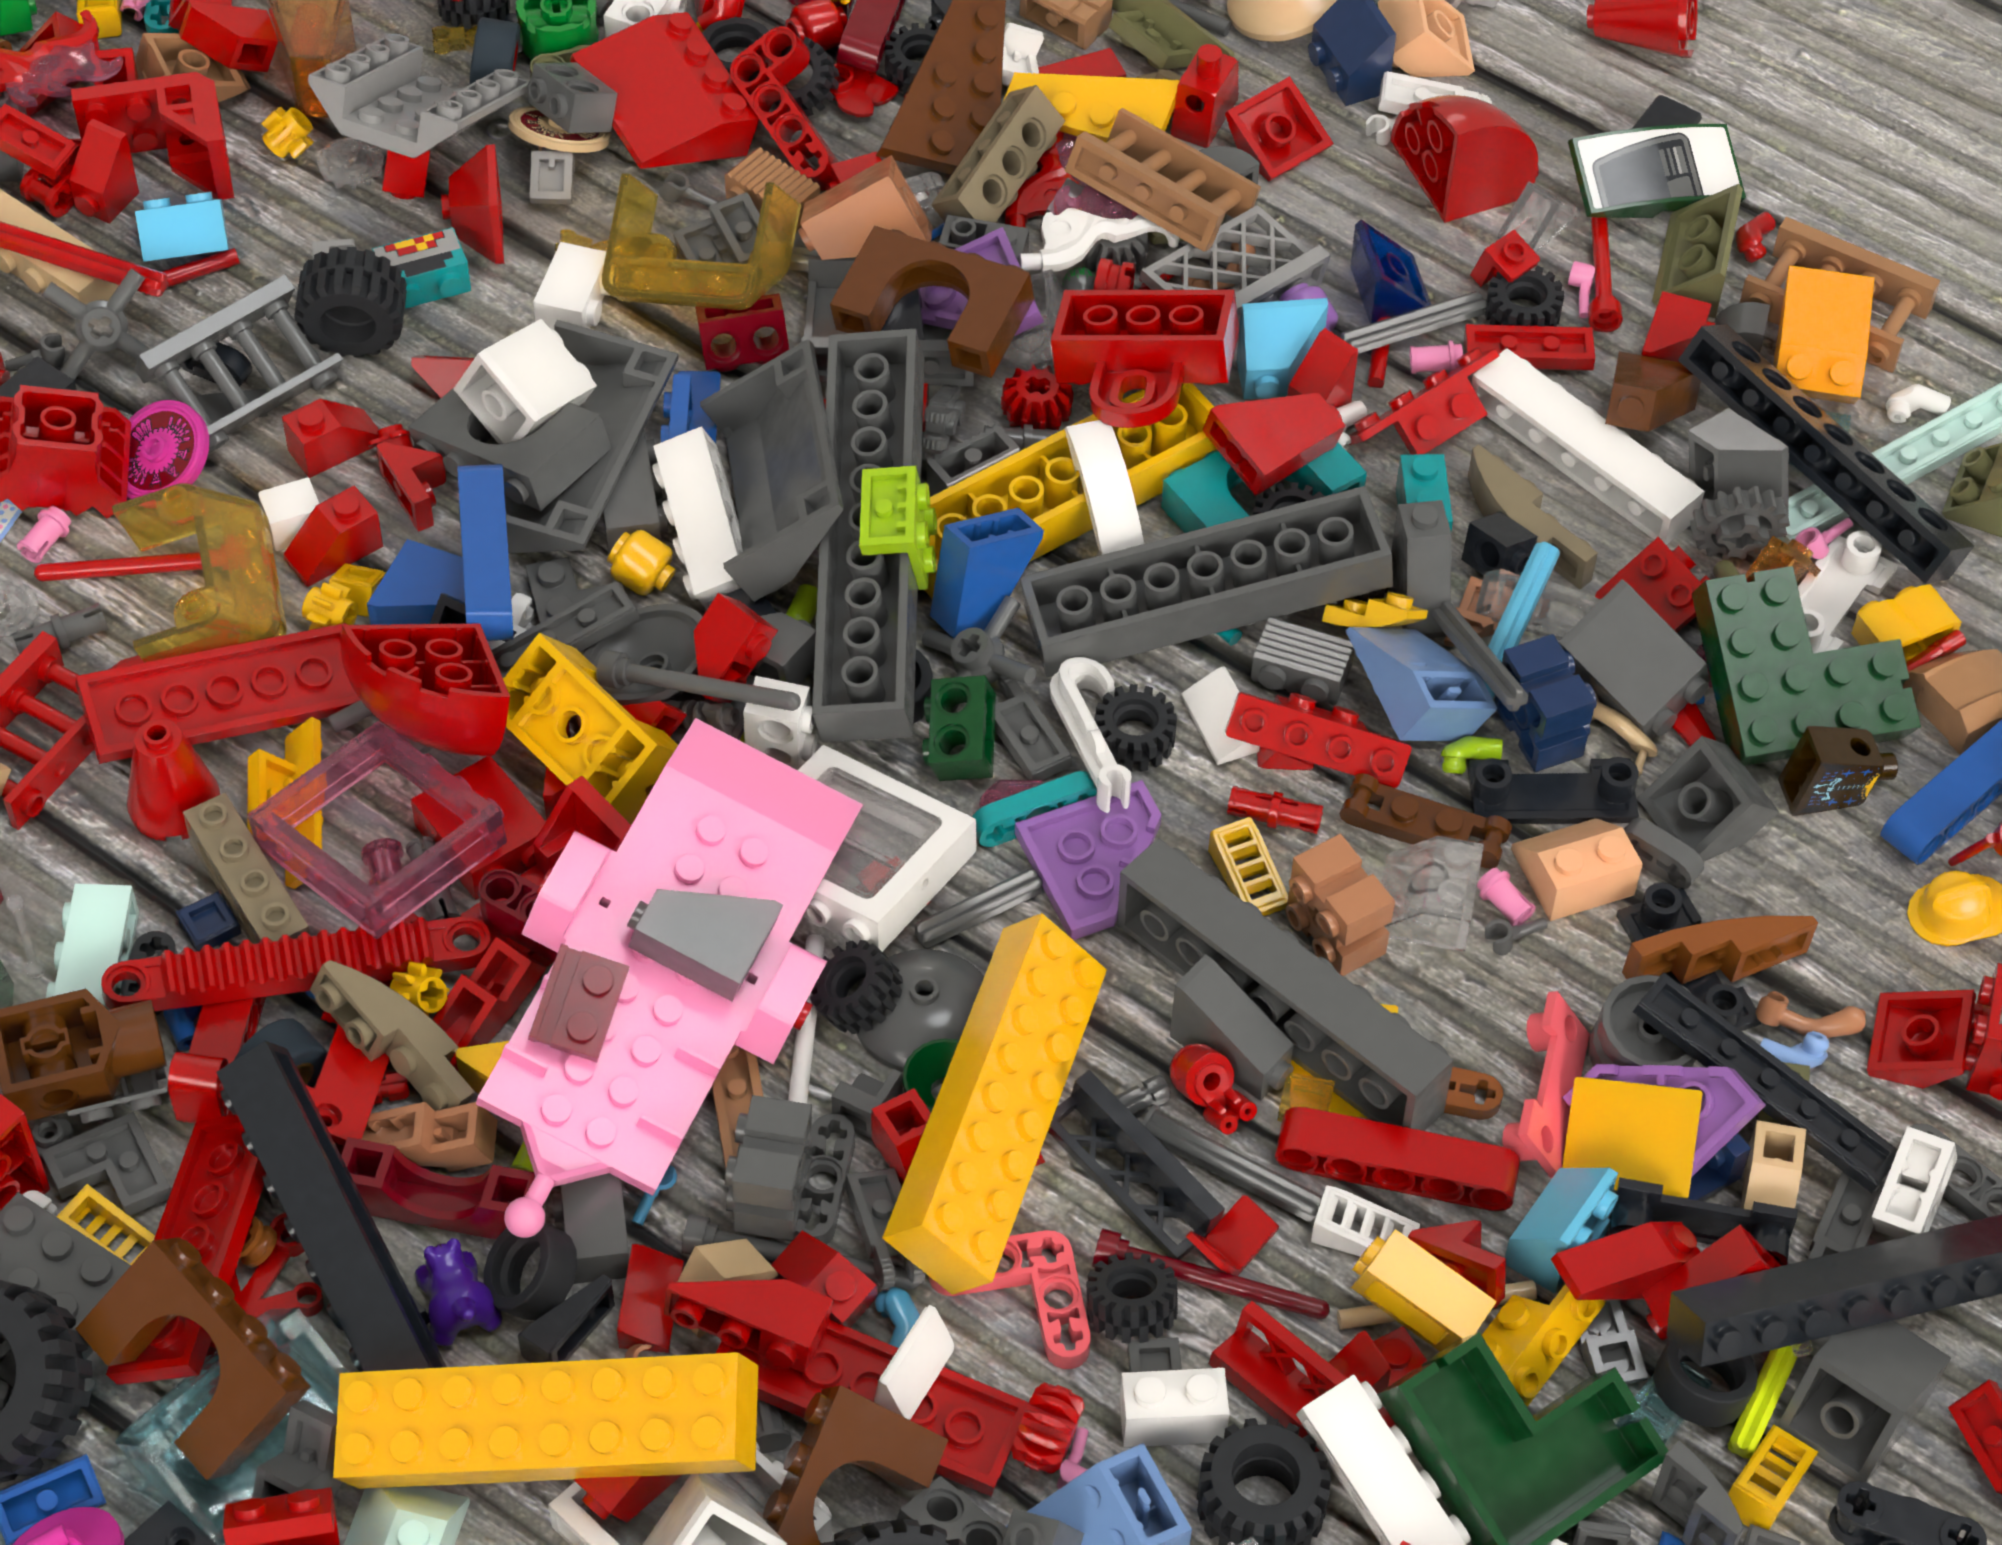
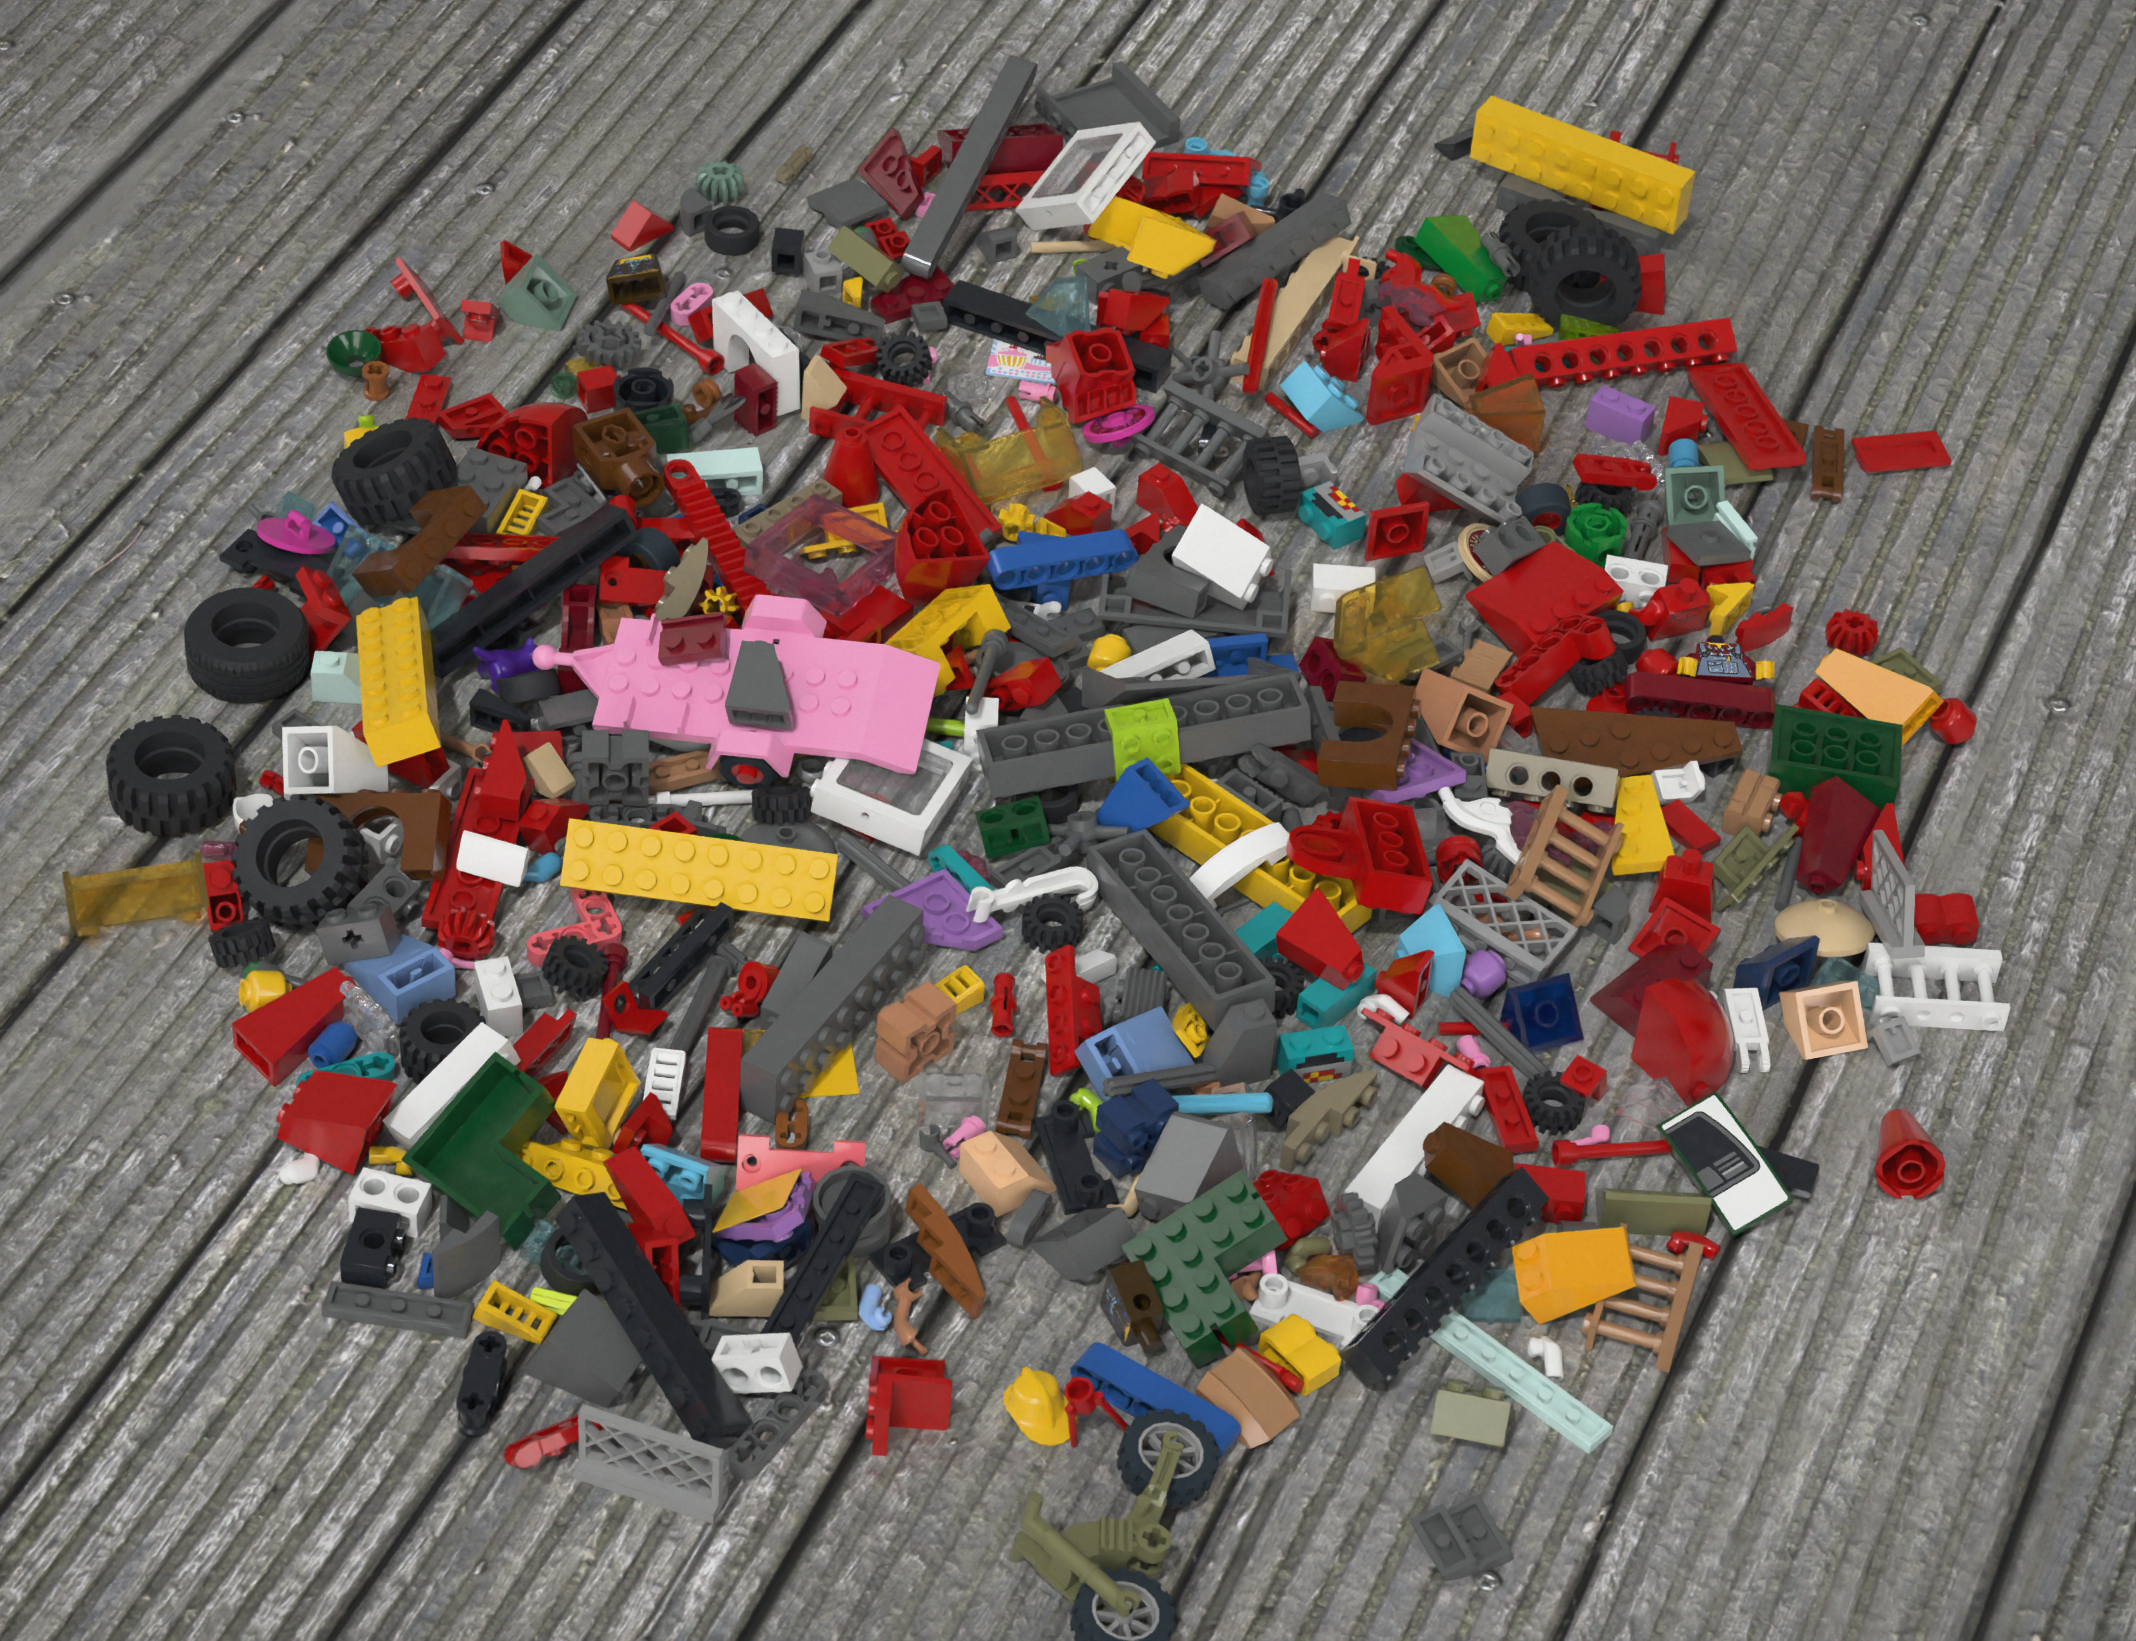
camera: 75 degrees right, 10 degrees down
(1359, 163) = (1624, 995): none -> dark red slope

